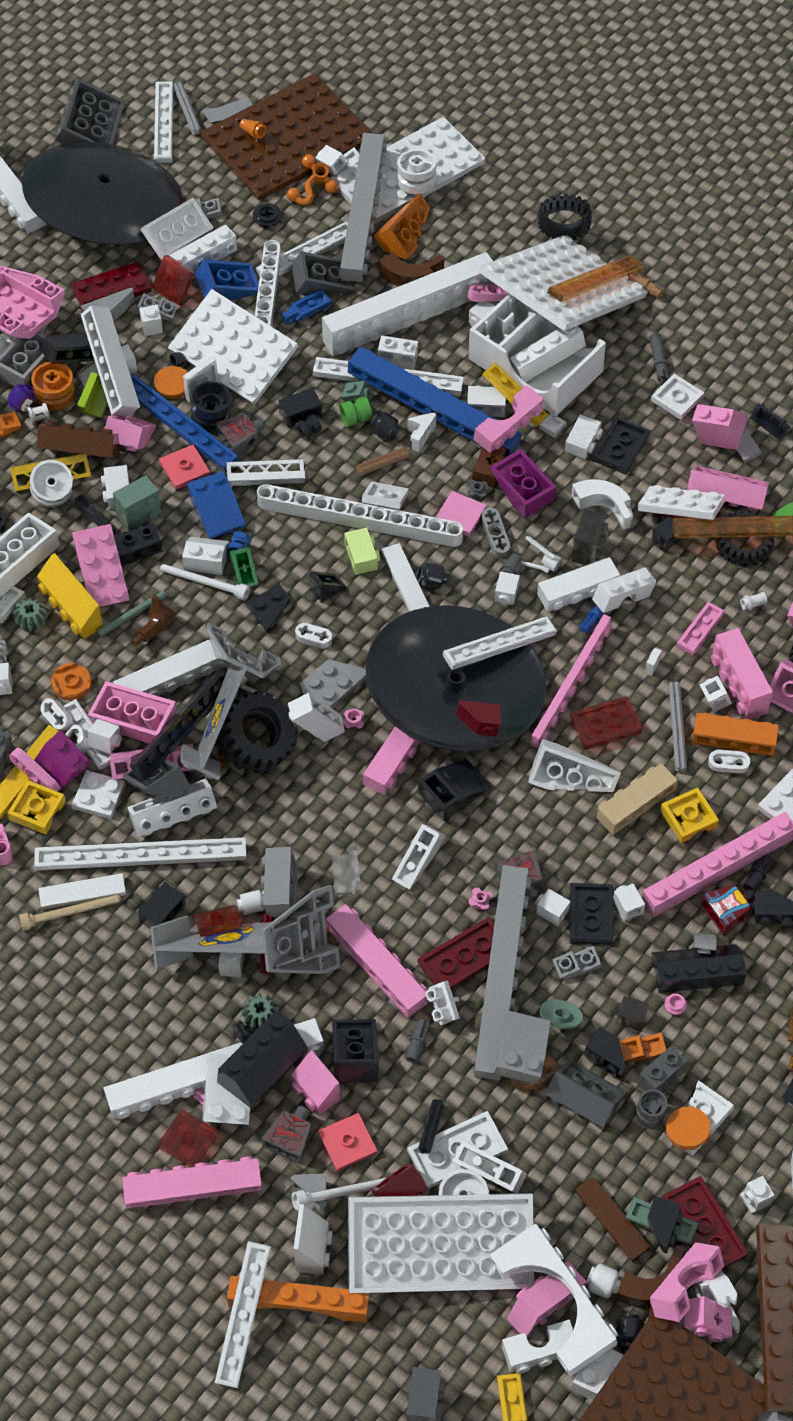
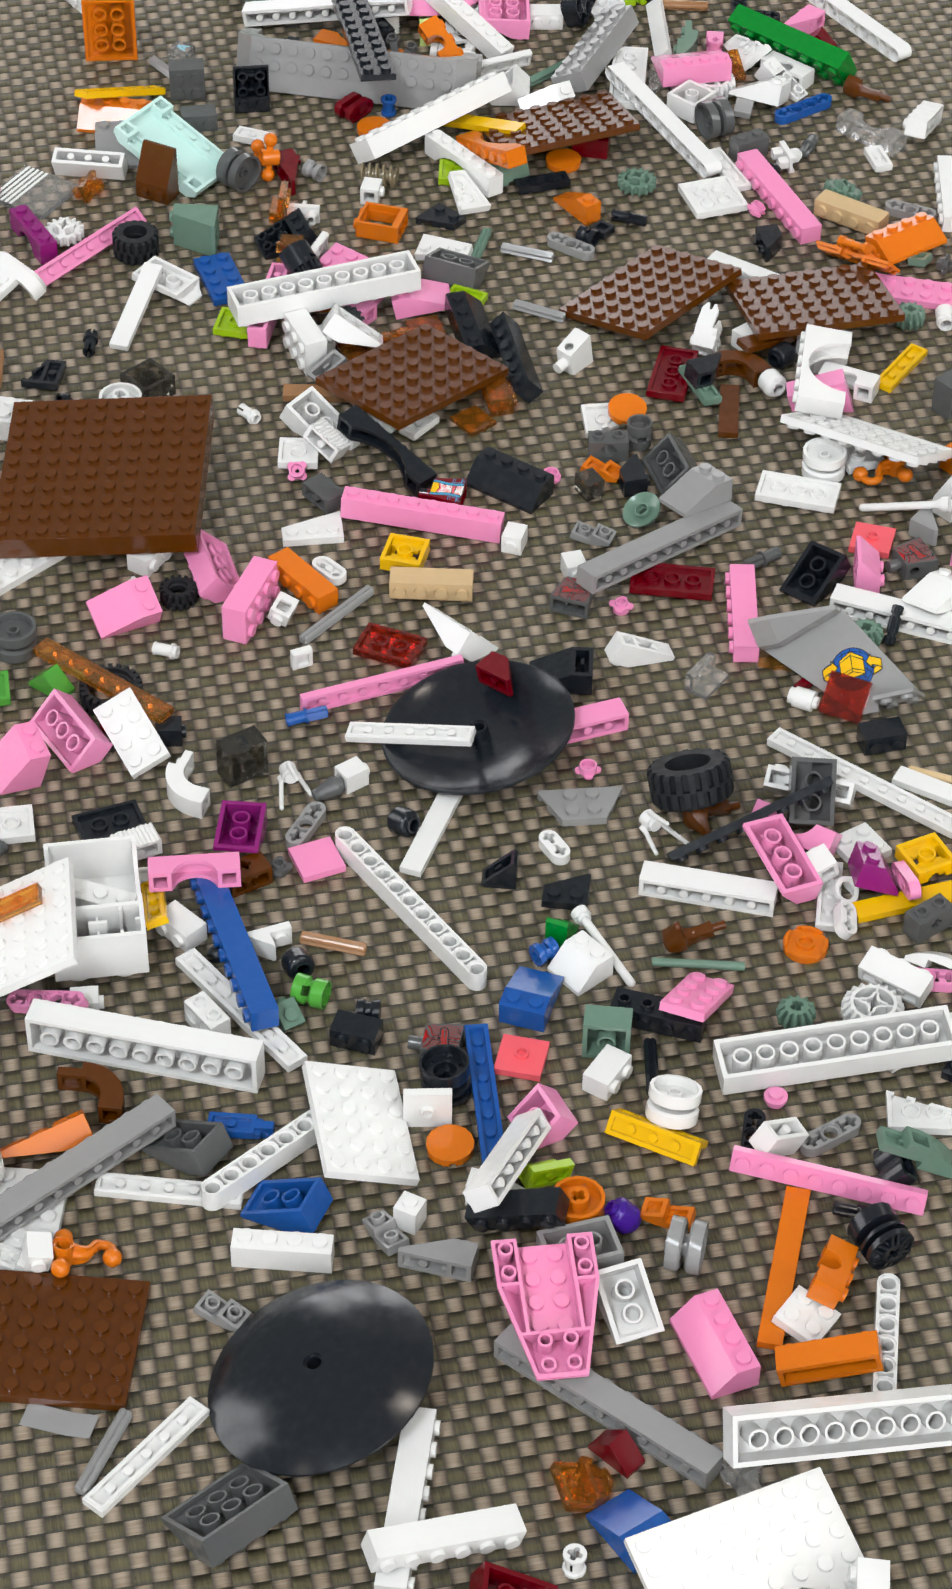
camera: 140 degrees left, 15 degrees down
(38, 413) = (613, 1193): white bush -> none
(69, 597) = (749, 992): yellow slope -> none
(78, 440) = (611, 1120): reddish brown slope -> none
(110, 283) = (430, 1292): dark red plate -> none
(173, 280) = (345, 1232): clear red plate -> none
(177, 228) = (282, 1280): white plate -> none
(177, 359) = (423, 1160): black hinge -> none
(239, 664) = (694, 800): light grey piece -> none
(253, 128) = (73, 1347): orange cone -> none
(262, 1060) = (901, 584): black slope -> none
(265, 477) = (456, 988): white fence -> none
(273, 212) = (163, 1247): black gear -> none
(279, 881) = (772, 681): light grey slope -> none
(316, 717) = (630, 758): white brick -> none
(361, 551) = (441, 878): yellowish green brick -> none
(385, 495) = (370, 902): white plate -> none
(402, 1182) = (863, 490): dark red brick -> none
(431, 1126) = (805, 505): black axle -> none
(444, 1003) = (722, 557): white hips -> none
(490, 1167) = (785, 458): white slope -> none
(575, 584) = (296, 737): white brick -> none
(591, 913) = (544, 554): black tile -> none
(613, 591) = (279, 701): white arch -> none
(698, 1264) = (749, 322): bright pink arch -> none
(700, 628) = (230, 662): bright pink tile -> none
(704, 942) = (489, 482): light grey slope -> none
(709, 1319) = (732, 318): bright pink brick -> none
(757, 1195) = (620, 364): white brick -> none

